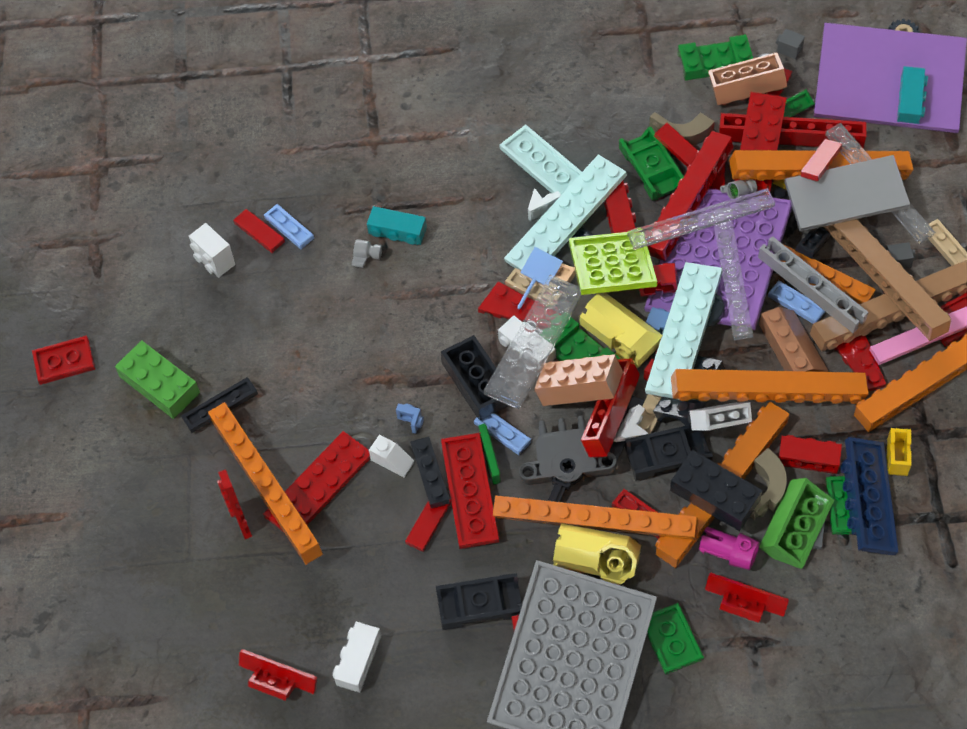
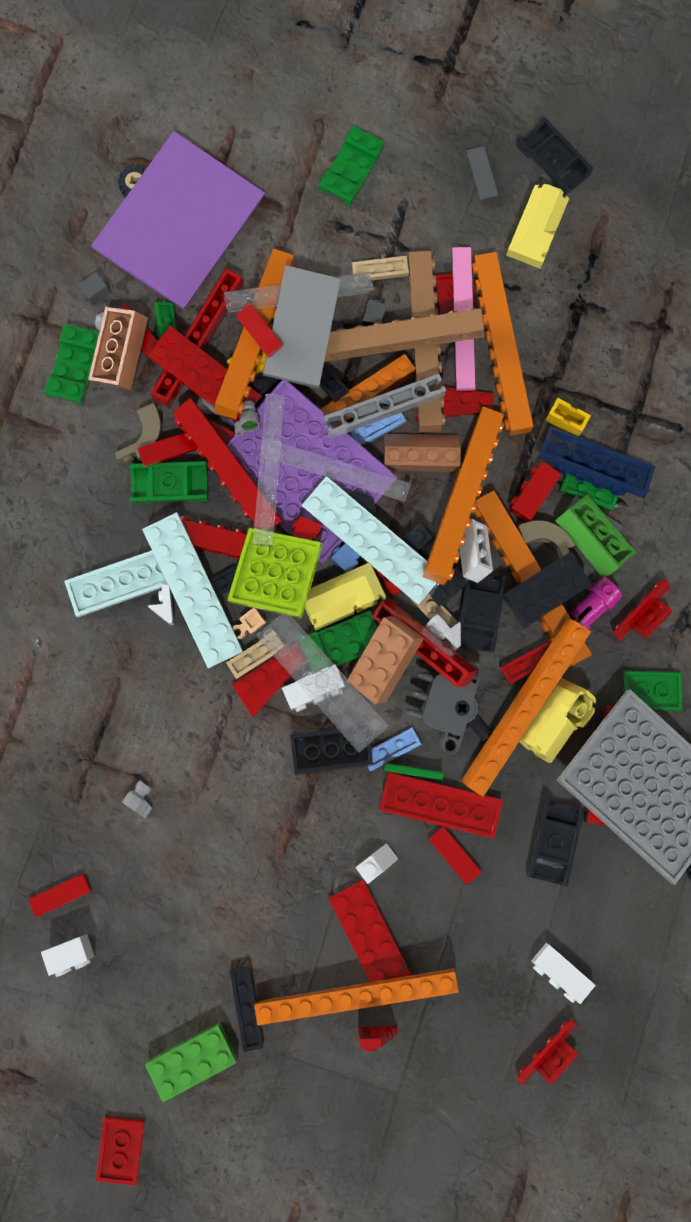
camera: 75 degrees left, 20 degrees up
(289, 226) = (68, 863): light blue tile -> none
(396, 225) = (122, 756): teal brick -> none
(411, 414) = (337, 828): medium blue bracket -> none
(430, 472) = (407, 834): black plate -> none
(539, 268) = (240, 640): light blue piece -> none
(912, 95) = (212, 212): teal brick -> none

